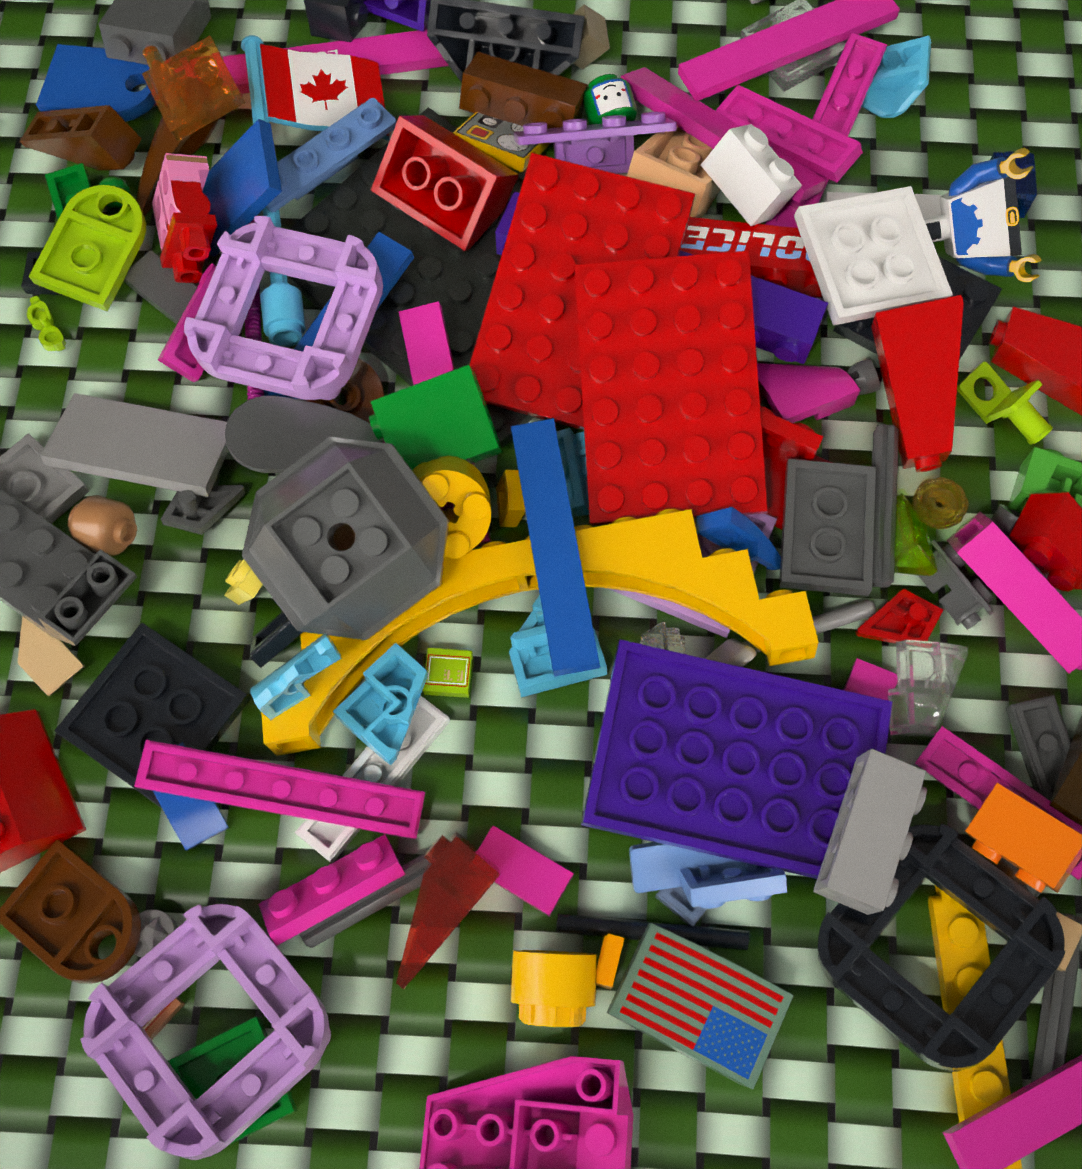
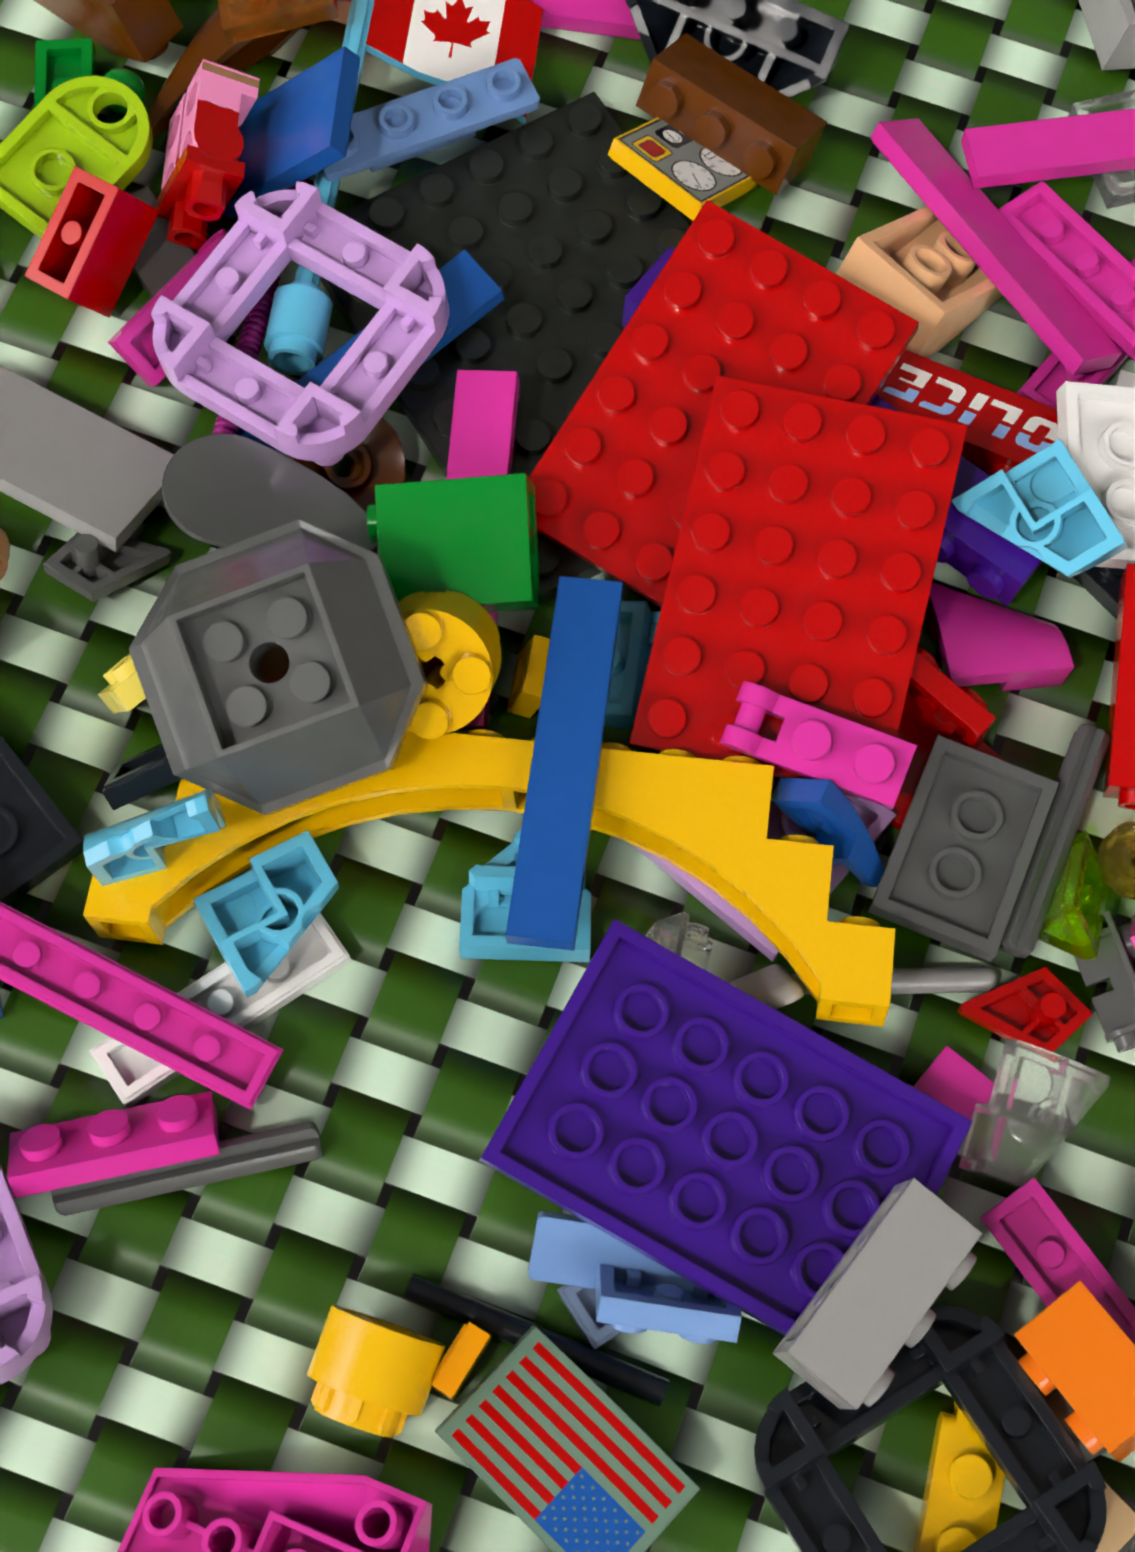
camera: 10 degrees right, 0 degrees up
(126, 296) = (91, 242): none -> red brick
(442, 180) = (578, 202): red slope -> none
(448, 672) = (369, 893): lime tile -> none
(448, 891) = (265, 1198): clear red slope -> none
(525, 871) = (381, 1198): dark pink tile -> none
(594, 36) = (858, 56): dark tan plate -> none
(597, 146) = (811, 214): medium lavender bracket -> none
(609, 97) = (849, 160): head -> none
(717, 486) = (820, 745): none -> dark pink plate
(751, 174) = (1013, 316): white brick -> none
(814, 293) = (1046, 512): none -> medium azure slope
(865, 376) = (1087, 650): dark grey hinge -> none

